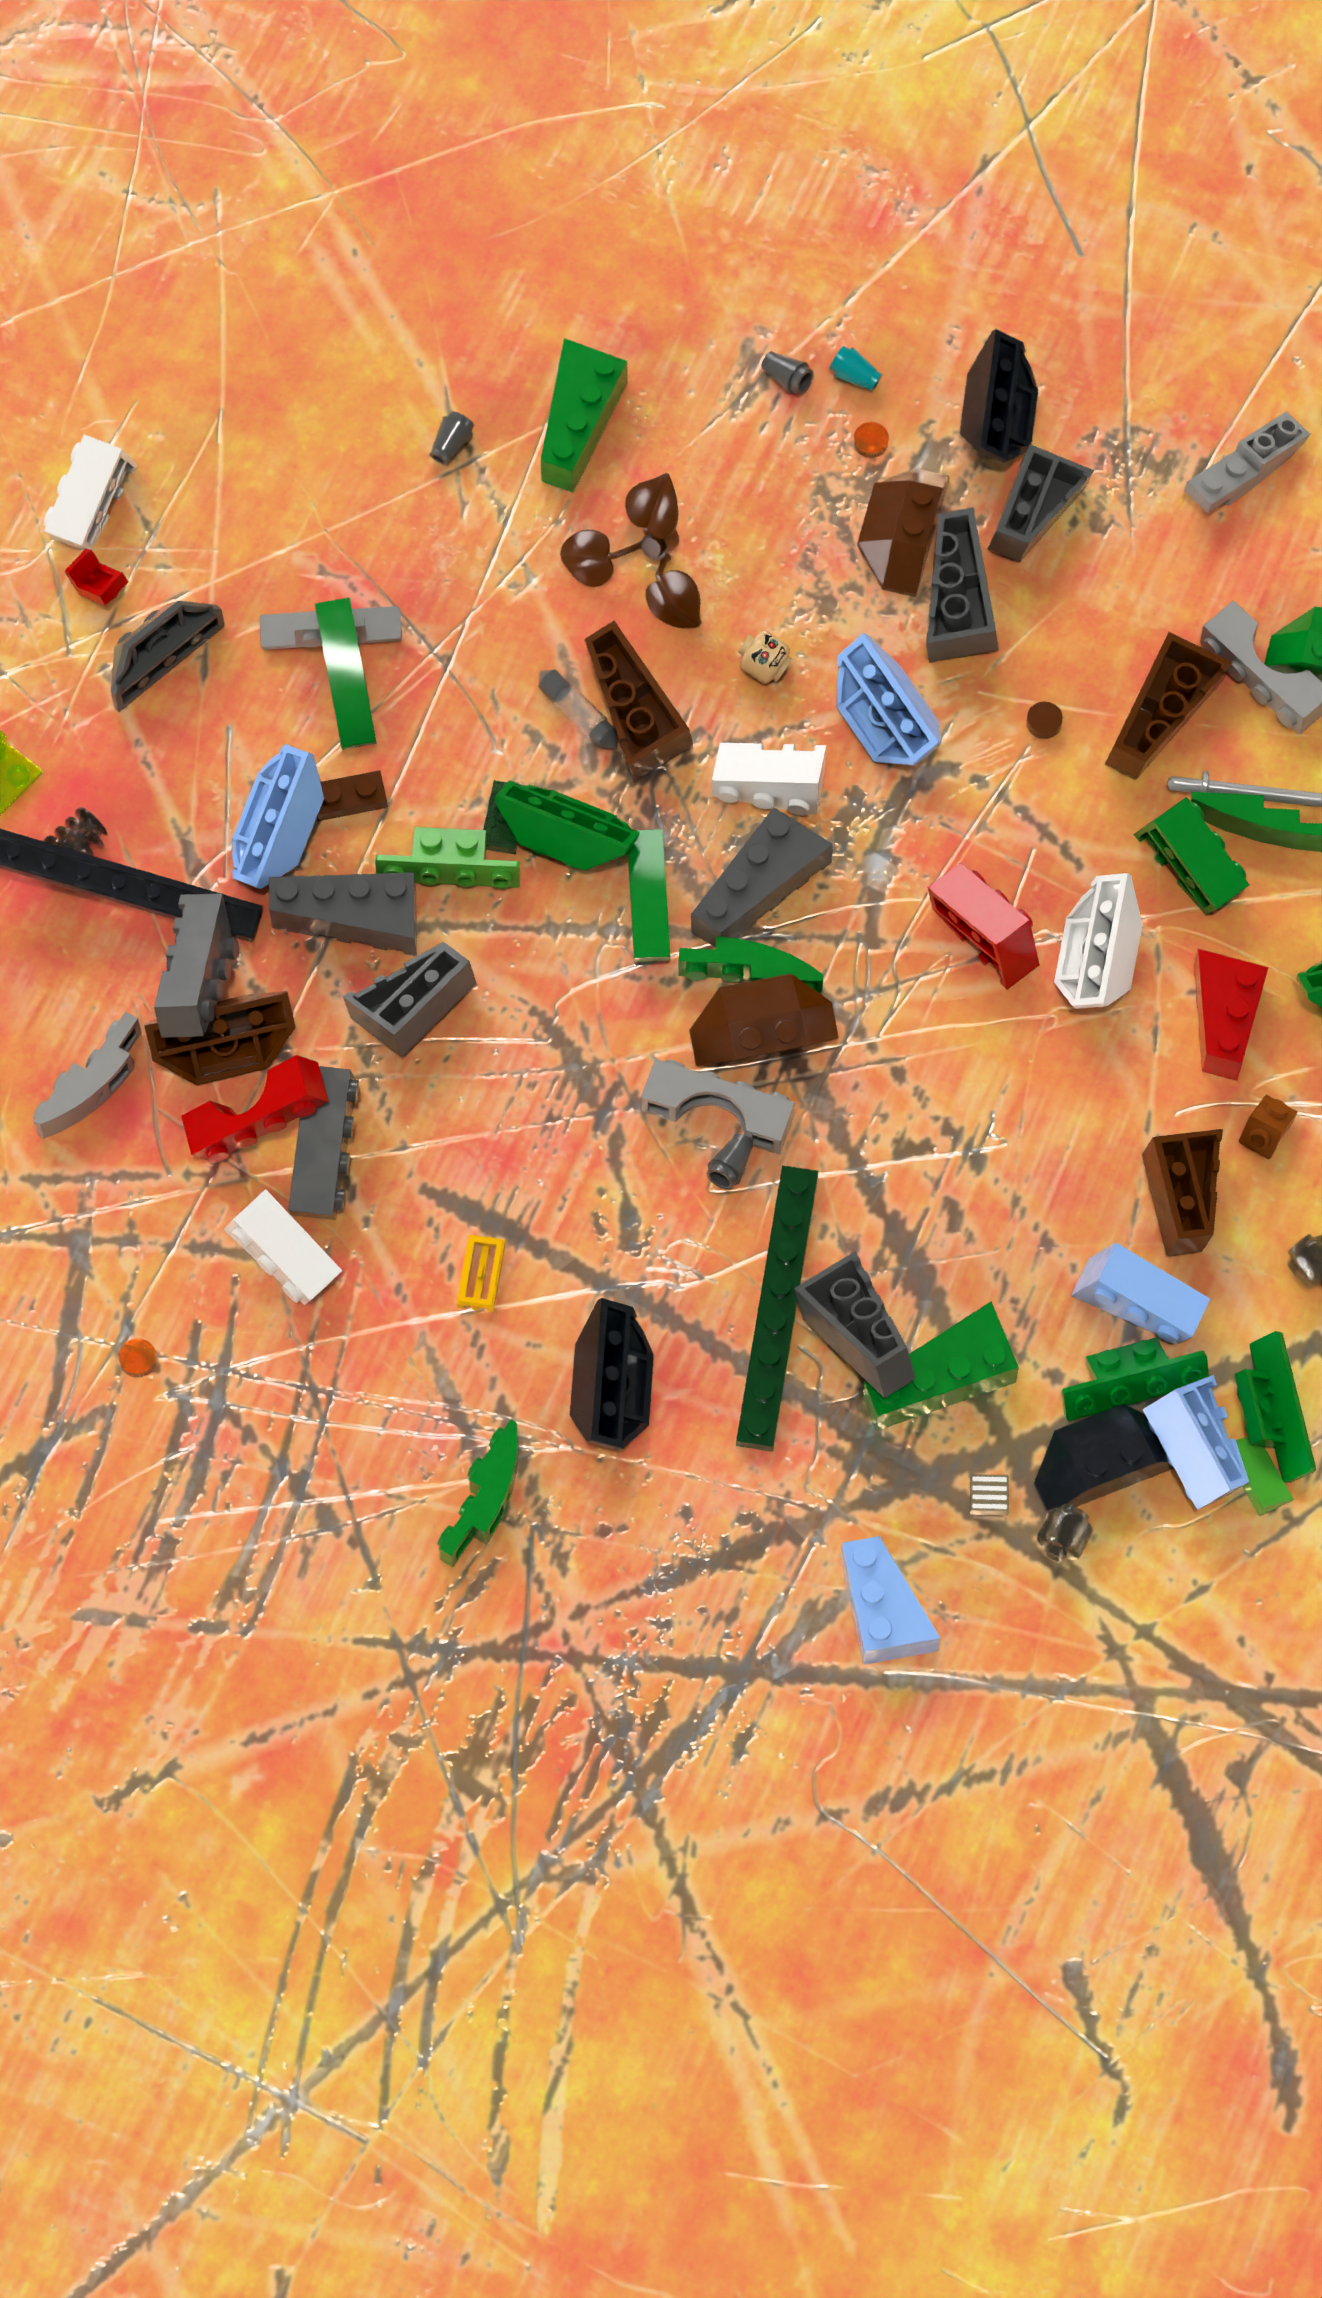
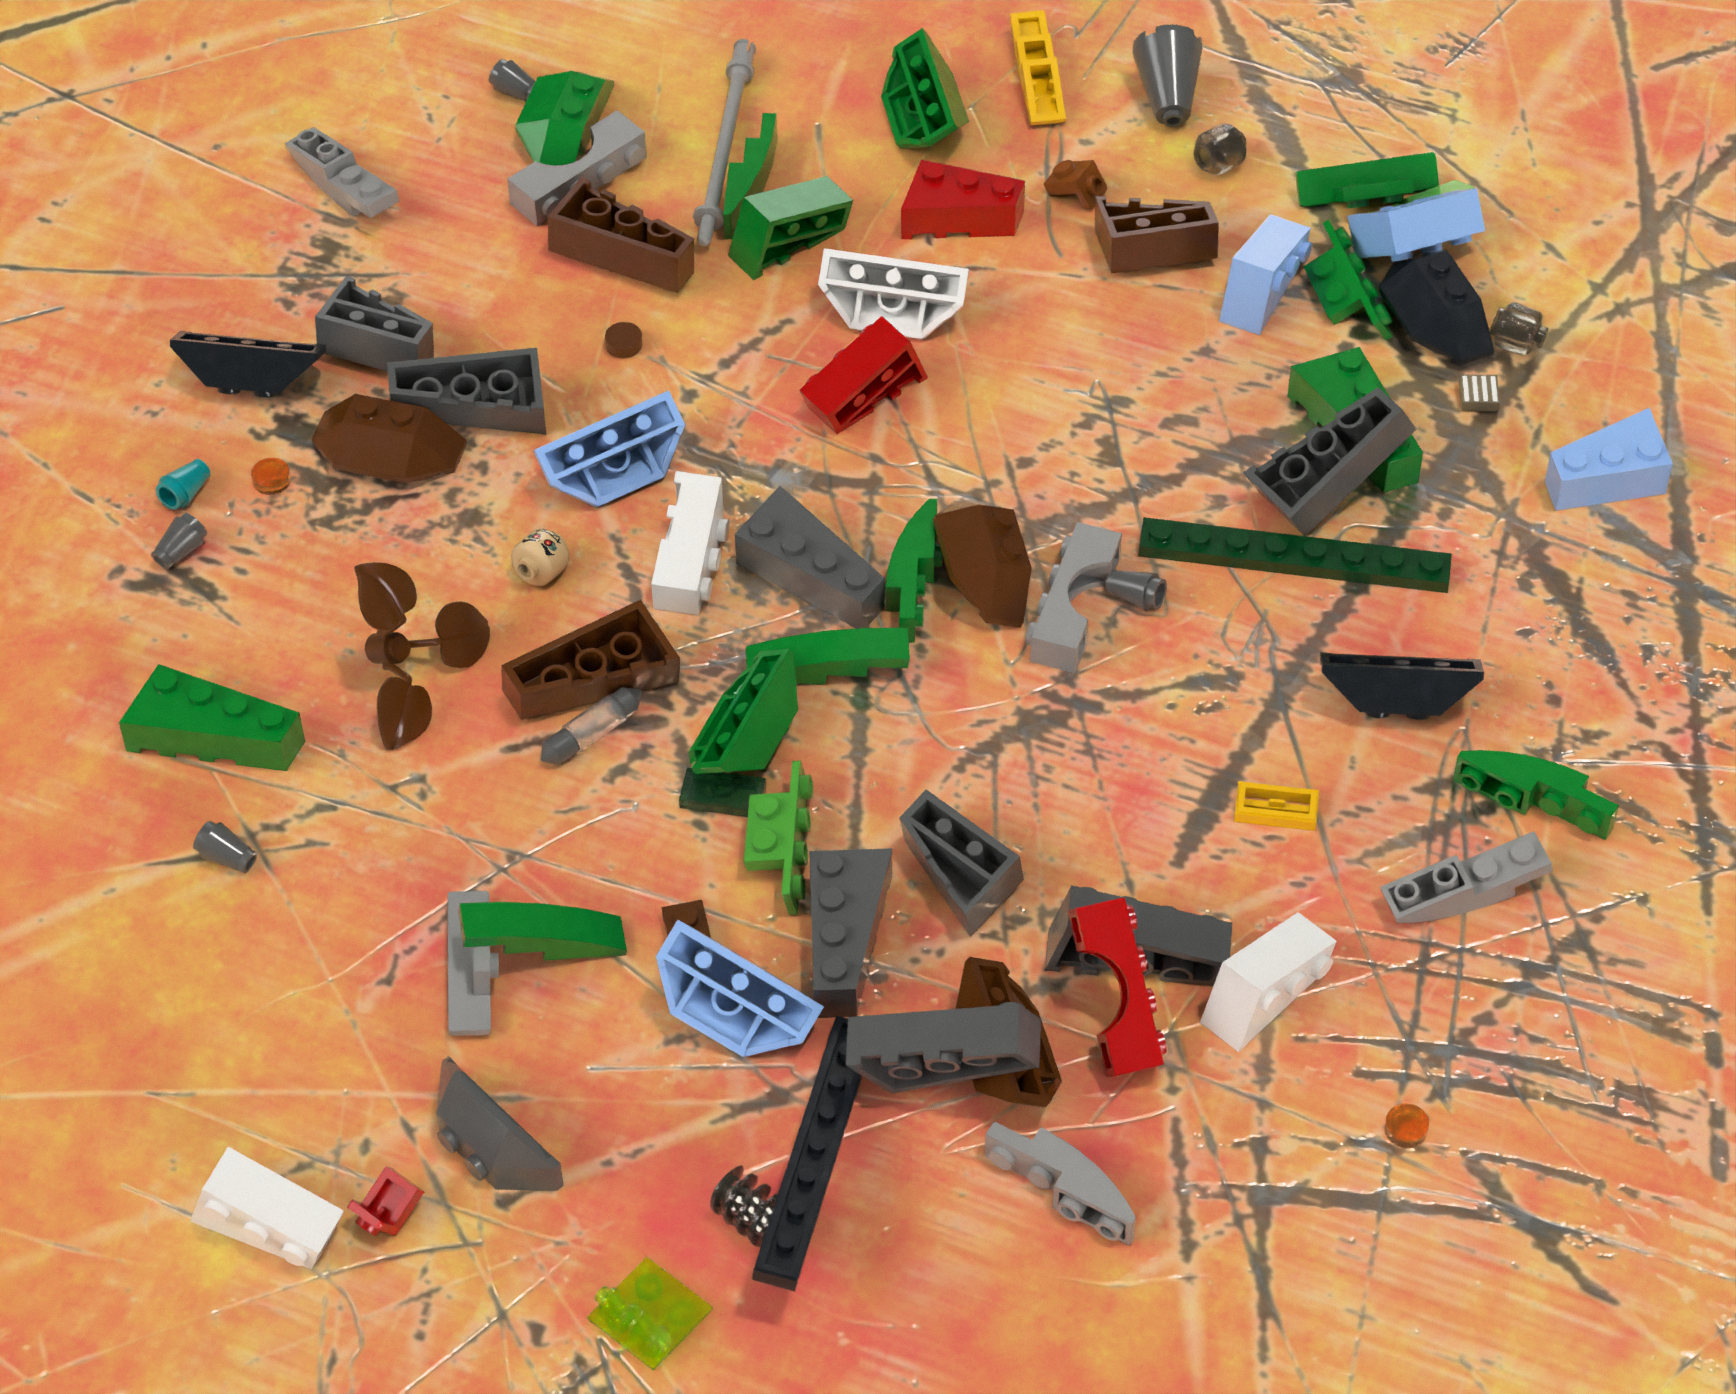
camera: 90 degrees left, 15 degrees down
(381, 1421) = (1467, 885): none -> light grey slope

